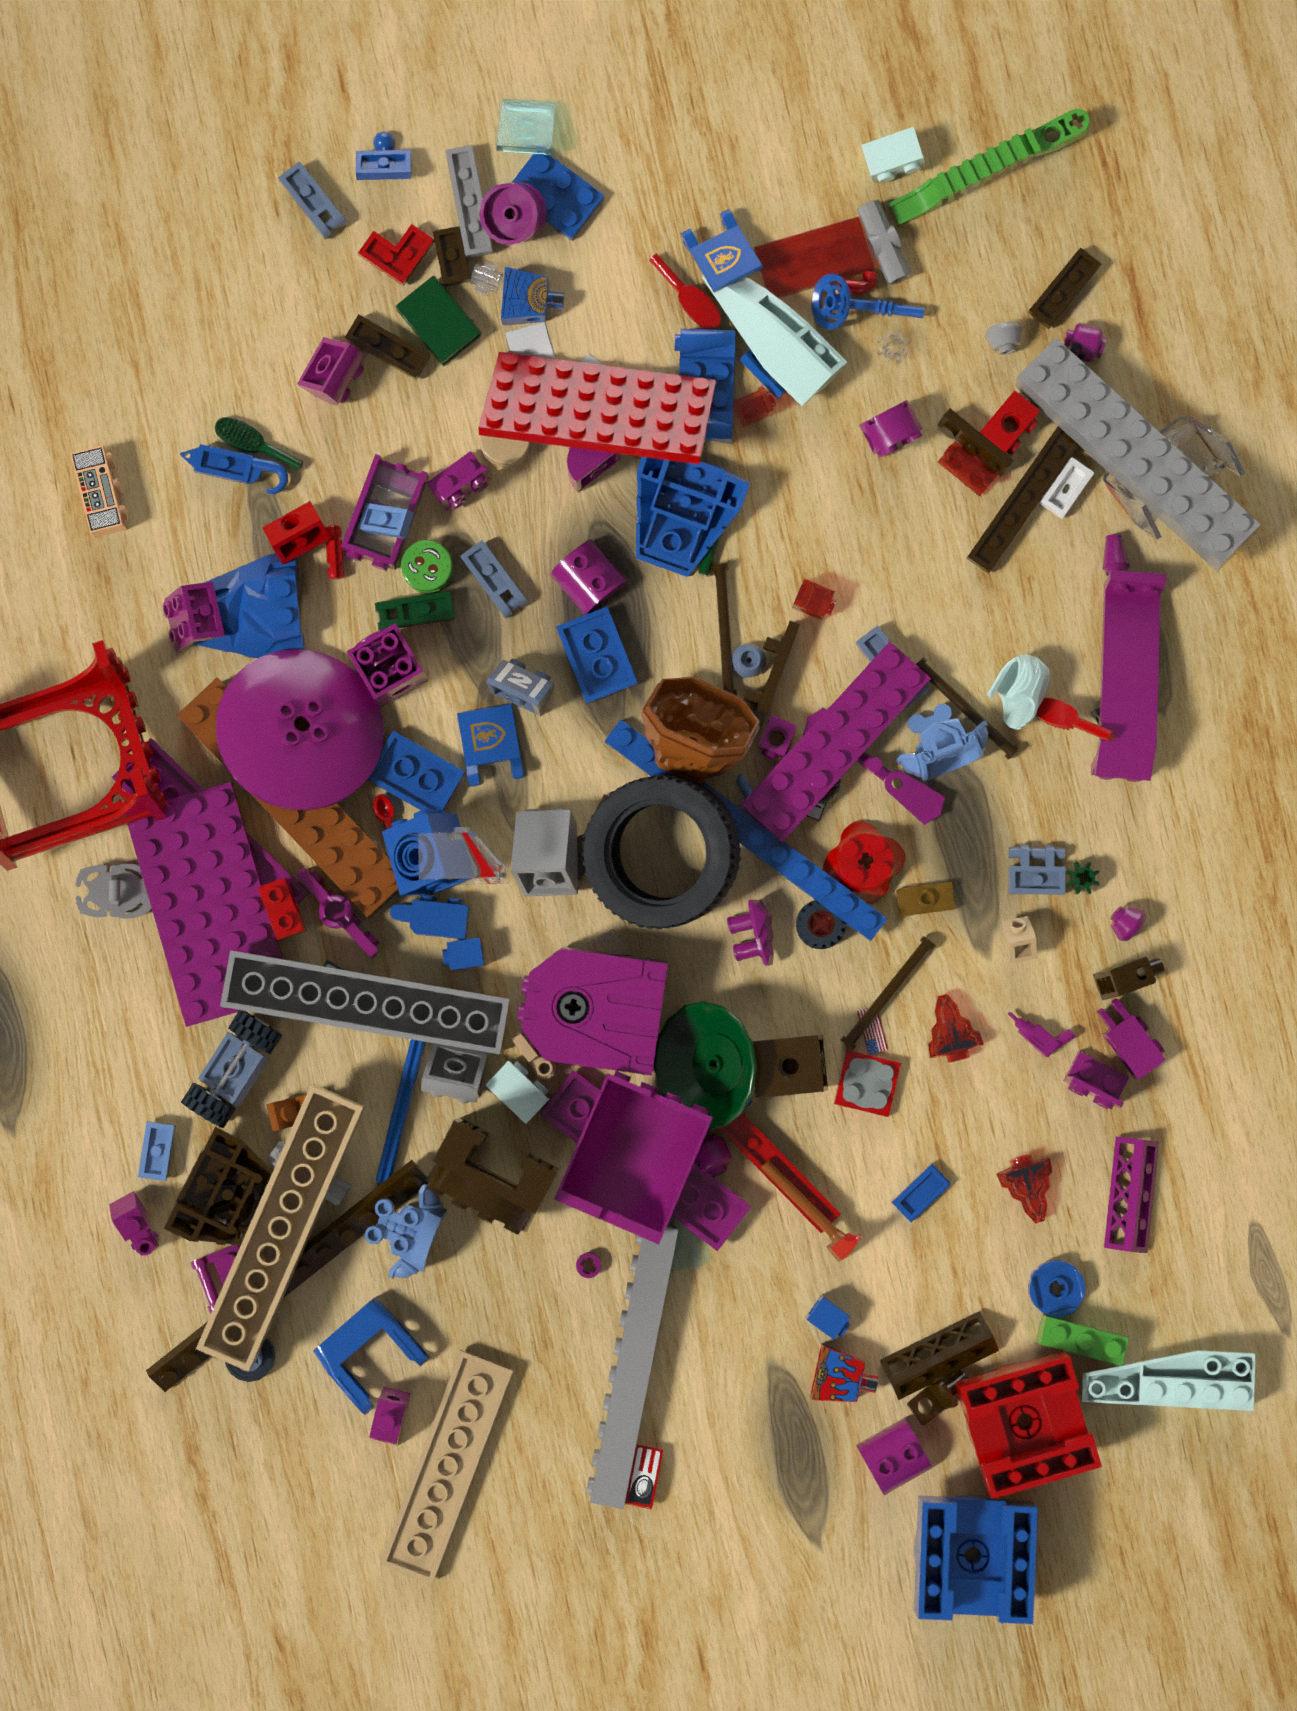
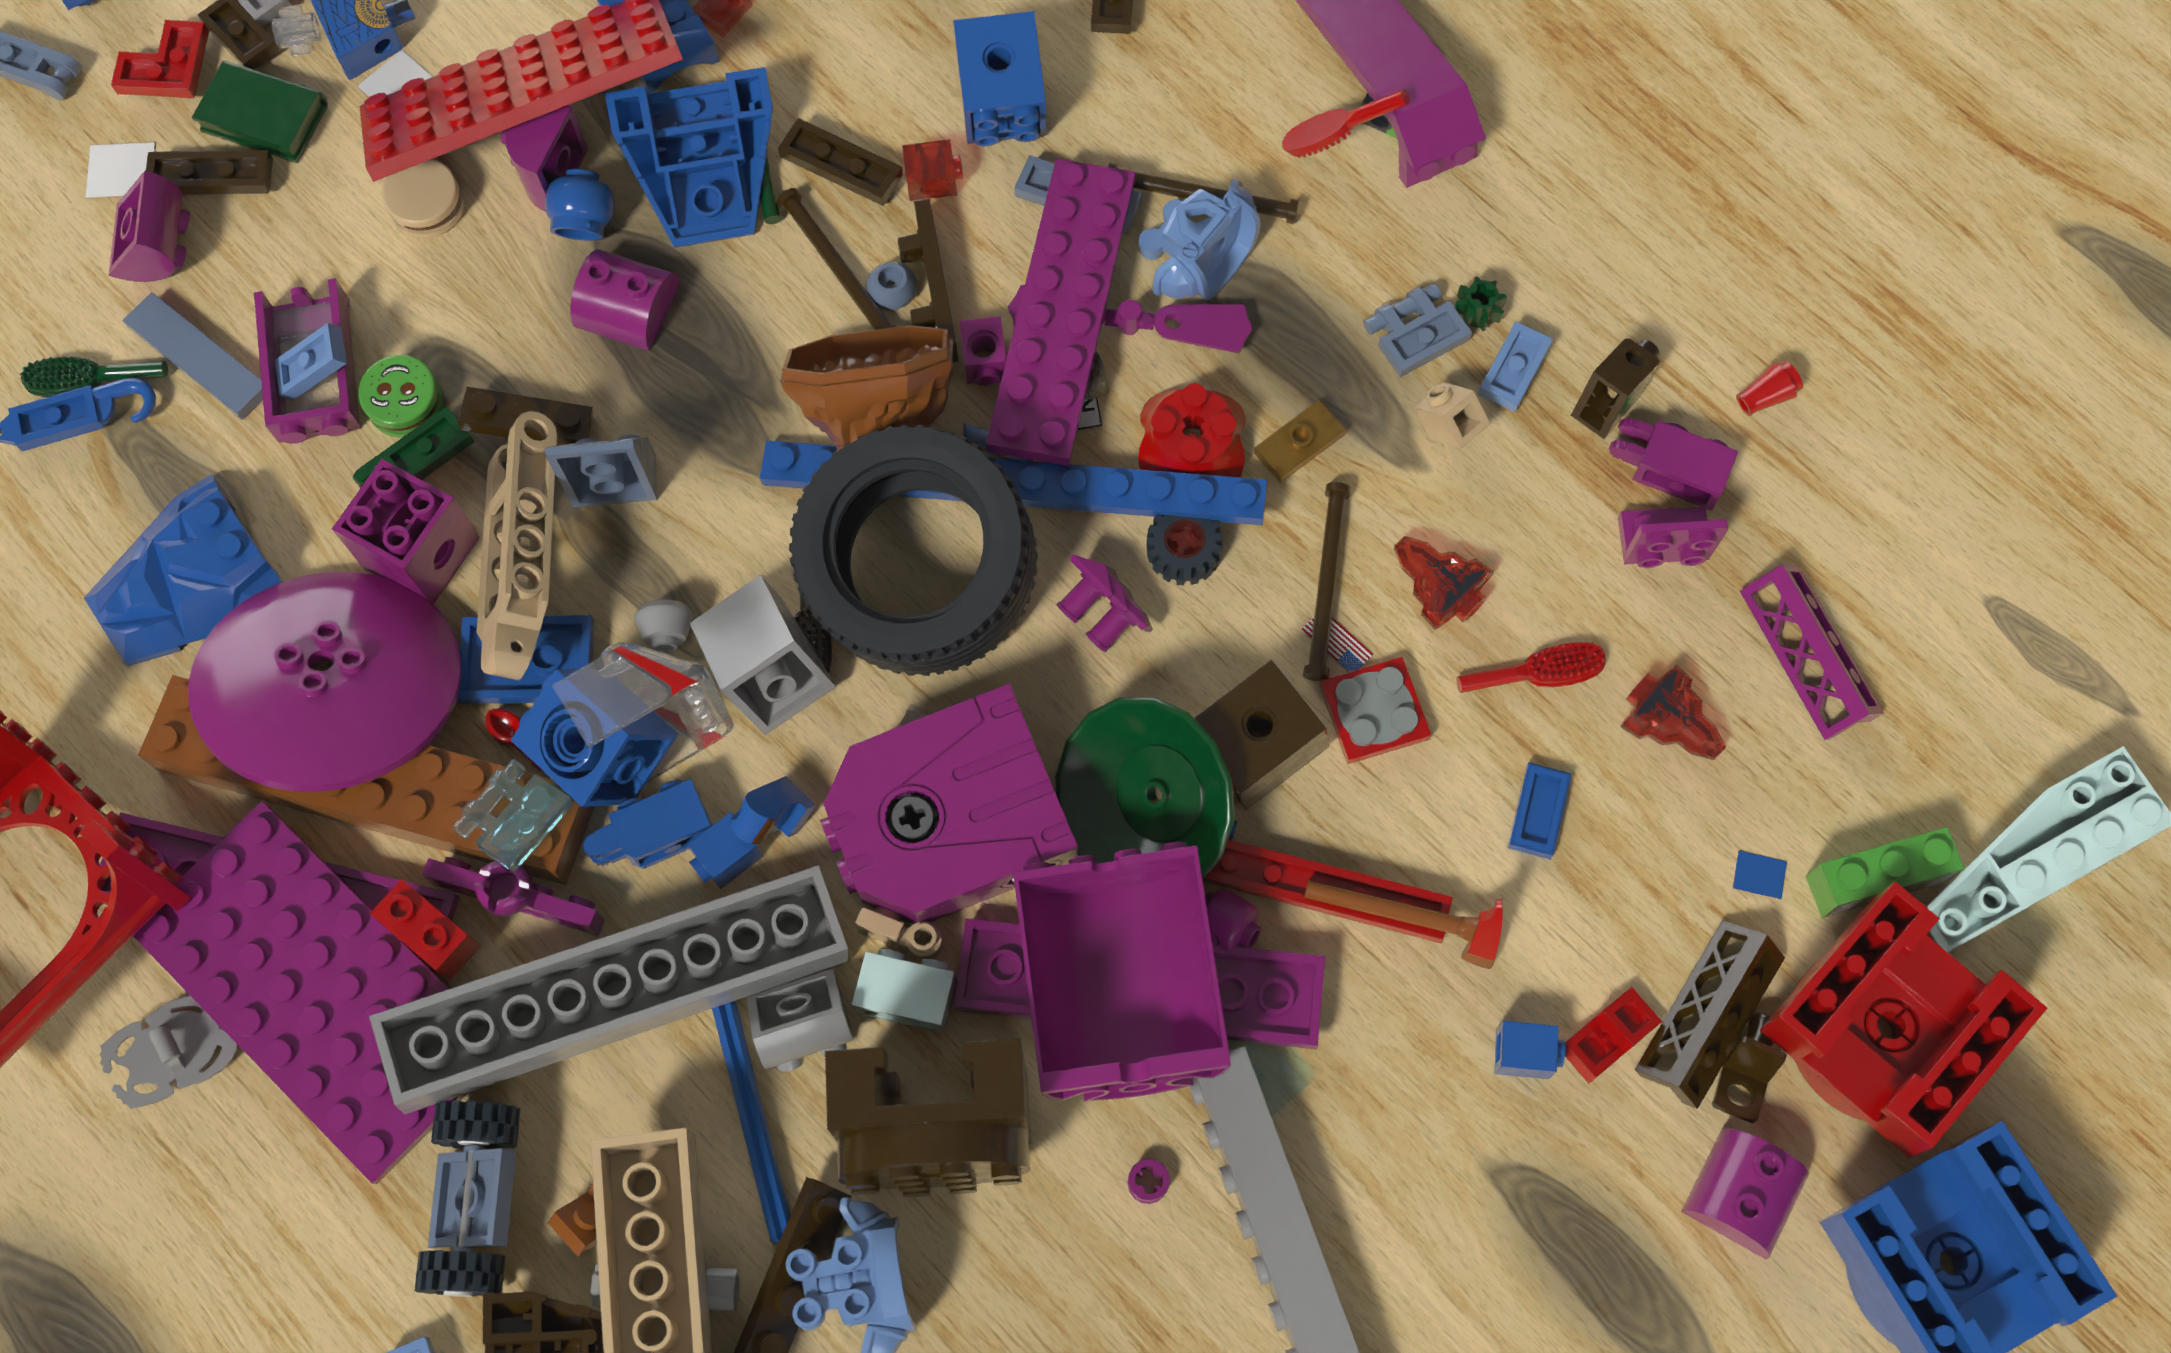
camera: 25 degrees left, 15 degrees down
(193, 615) = (97, 612): magenta bracket -> none
(296, 532) = (196, 443): red brick -> none
(323, 467) = (196, 355): none -> sand blue tile
(334, 553) = (265, 446): red axle -> none
(336, 309) = (115, 168): none -> white sticker
(365, 883) = (521, 824): none -> clear light blue plate
(454, 678) = (511, 498): none -> tan piece
(459, 481) = (391, 273): magenta bracket -> none
(489, 738) = (603, 561): blue flag -> none
(491, 624) = (496, 412): none -> dark brown plate
(493, 578) = (497, 363): sand blue plate -> none
(502, 801) = (664, 624): none -> light grey cone
(505, 948) = (771, 808): none -> blue leg
(593, 504) = (579, 205): none -> blue piece
(596, 655) = (688, 382): blue plate -> none
(764, 561) = (840, 161): none -> dark brown plate
(840, 1377) = (1597, 1122): torso -> none
(875, 585) = (1000, 78): none -> blue brick
(878, 1335) = (1610, 1035): none -> red slope
(979, 1115) = (1550, 667): none -> red piece
(1017, 1298) = (1759, 874): none -> blue sticker
(1021, 688) = (1255, 128): light aqua hair -> none
(1039, 1037) = (1559, 524): magenta piece -> none
(1069, 1297) = (1800, 802): blue plate -> none
(1077, 928) = (1515, 366): none -> medium blue plate
(1127, 922) = (1571, 323): magenta cone -> none
(1215, 1029) = (1772, 387): none -> red cone

